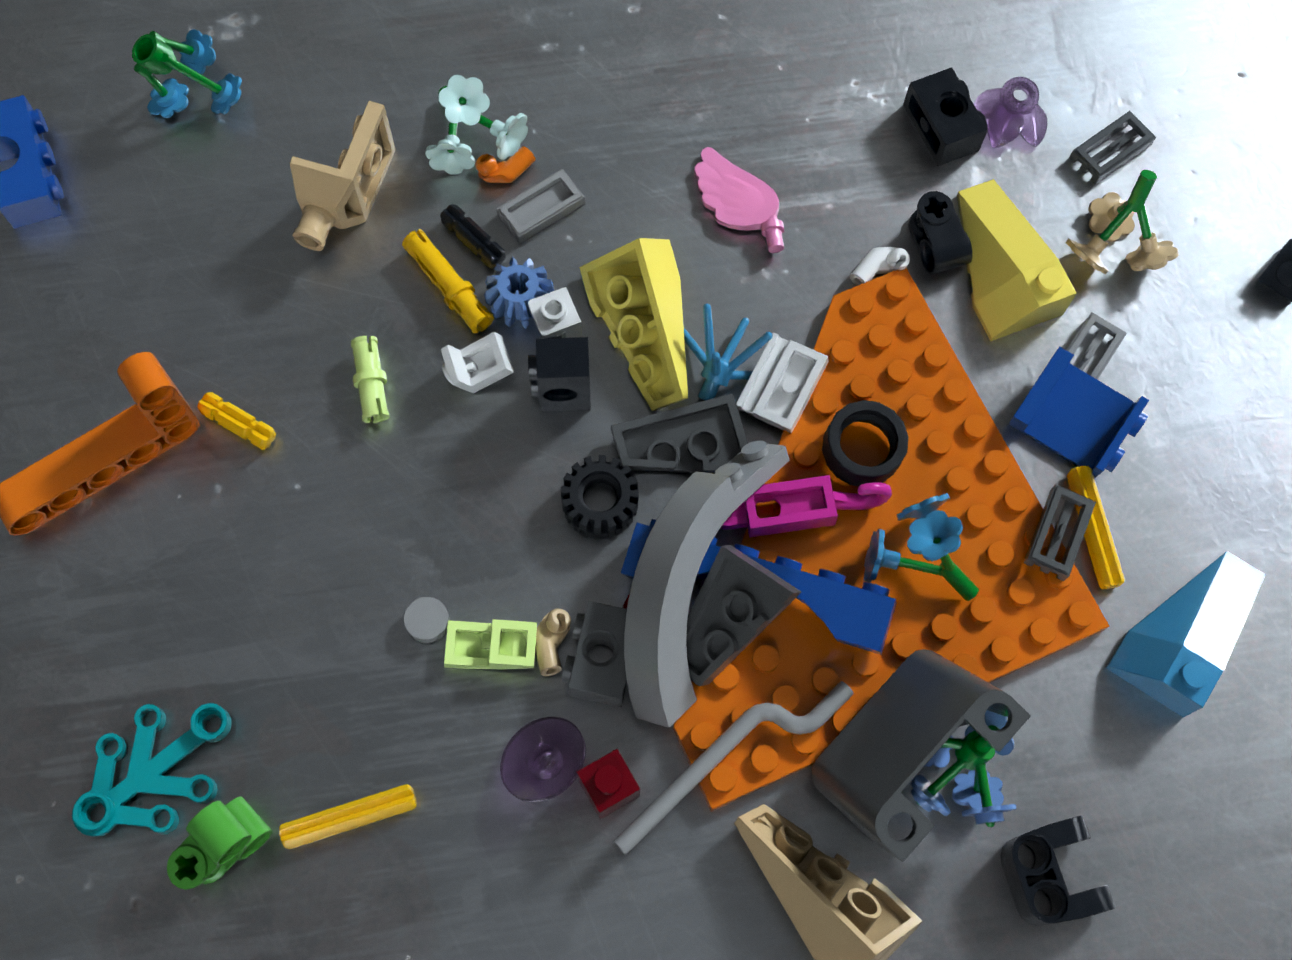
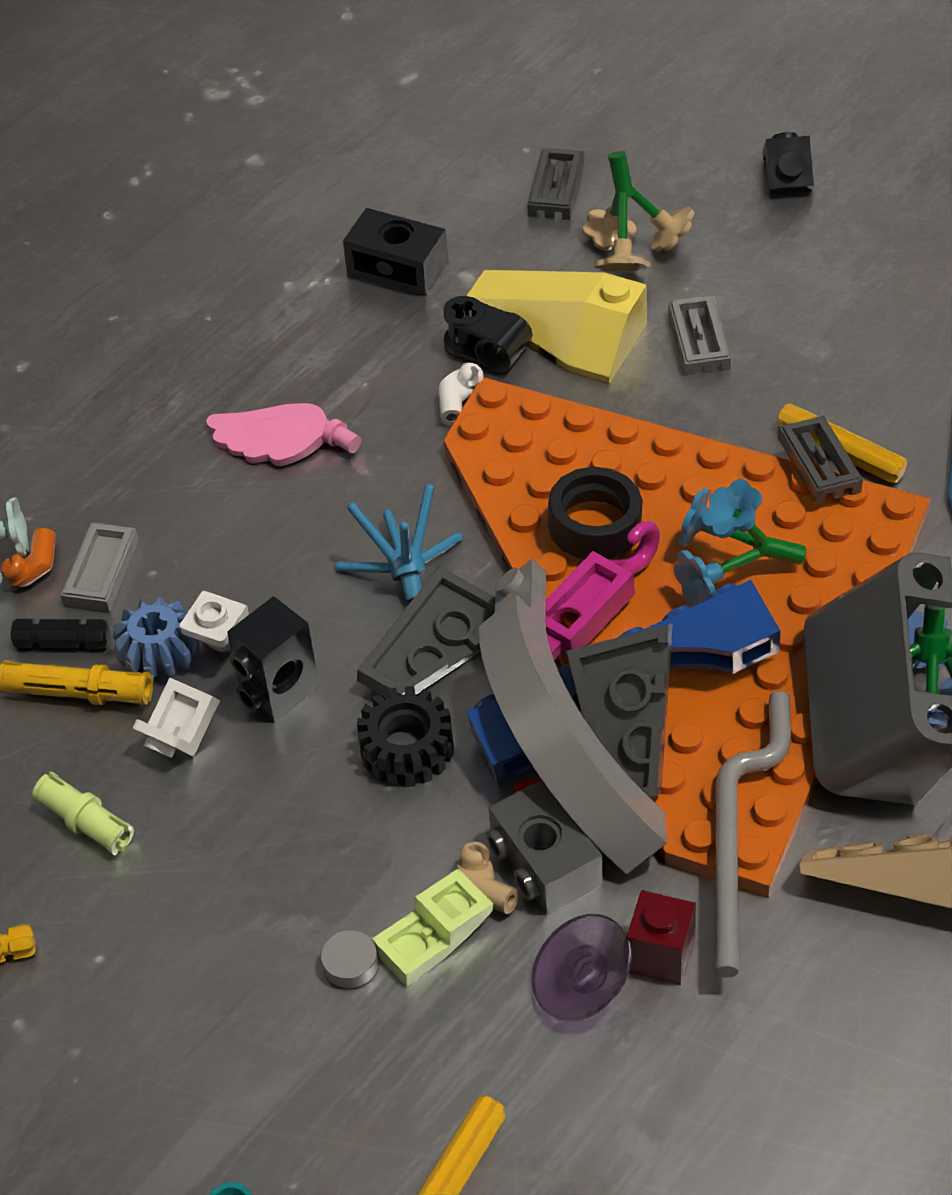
camera: 35 degrees left, 20 degrees down
(641, 304) = (273, 554): light yellow wedge -> none
(782, 383) = (474, 529): white plate -> none
(1013, 117) = (452, 213): clear purple plate -> none
(1078, 415) = (740, 375): blue panel -> none

